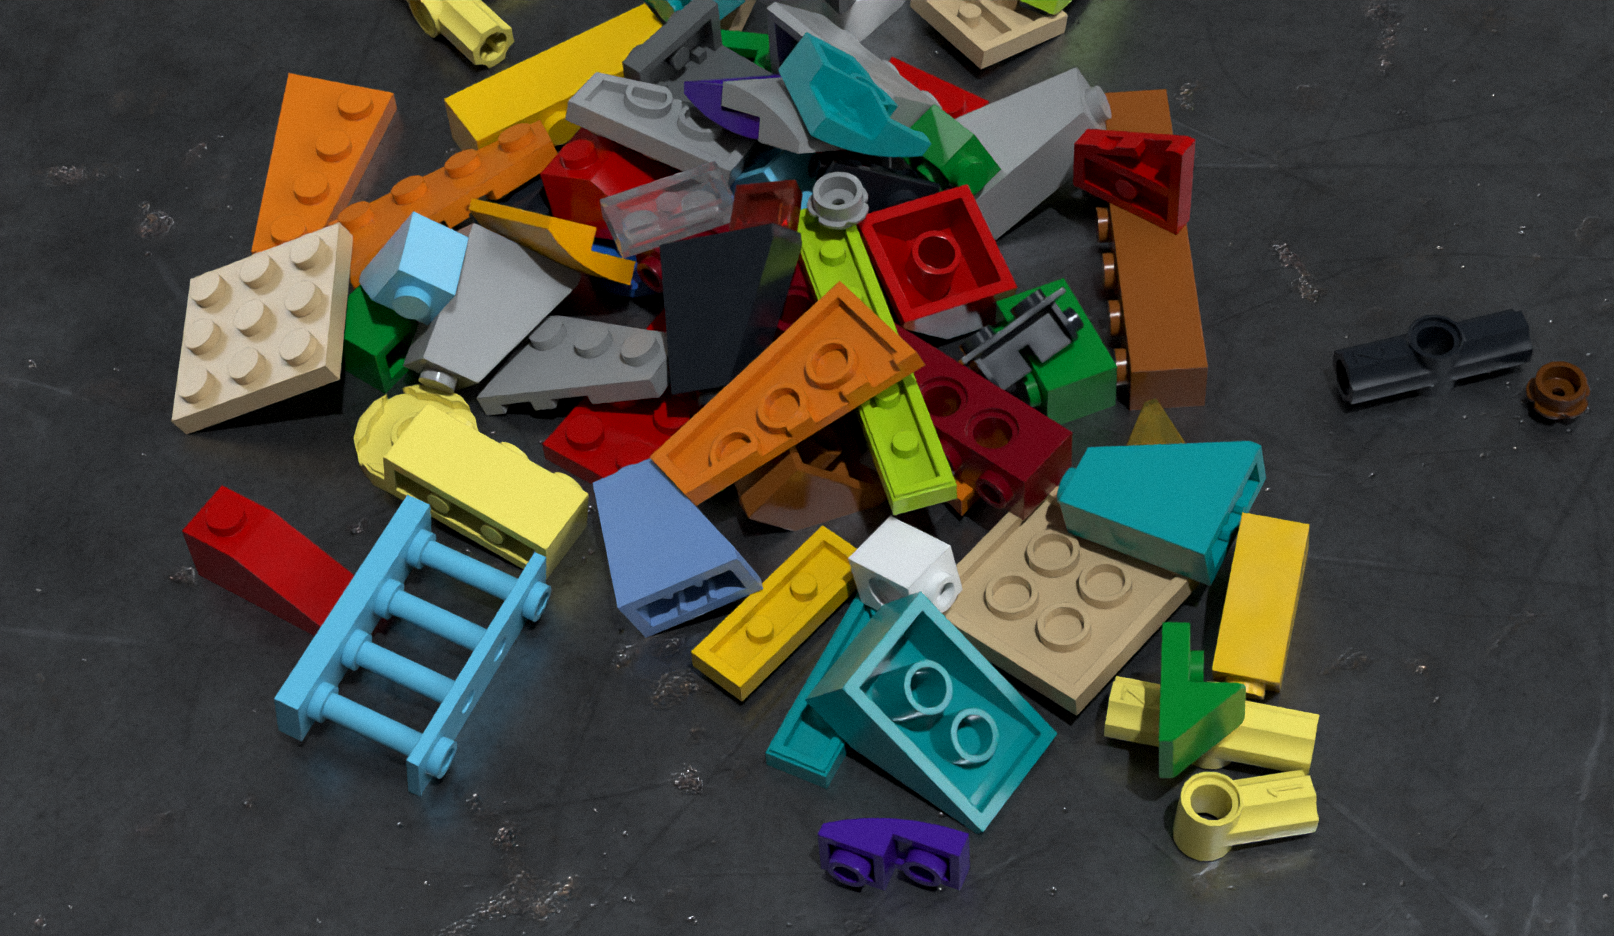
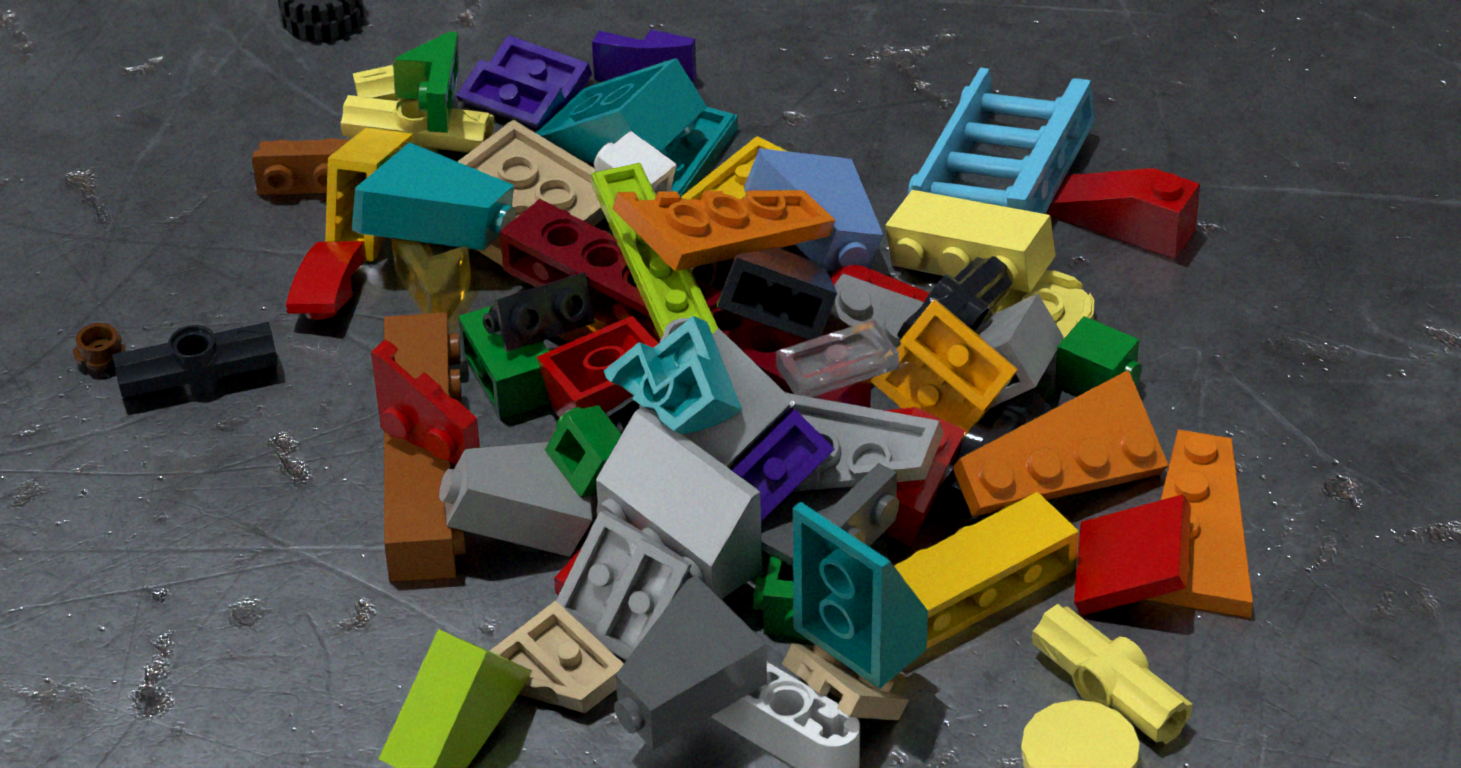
camera: 175 degrees right, 10 degrees down
(263, 329) = (1191, 350): tan plate -> none
(392, 103) = (1133, 555): none -> red tile
(416, 269) = (1060, 333): medium azure slope -> none
(524, 349) = (968, 293): none -> black piece
(765, 204) = (753, 333): clear red plate -> none
(914, 49) = (621, 583): none -> light grey slope
(1069, 834) = (524, 82): none -> dark purple slope
(1297, 471) = (324, 278): none -> red slope
(1360, 675) = (293, 165): none -> dark orange bracket

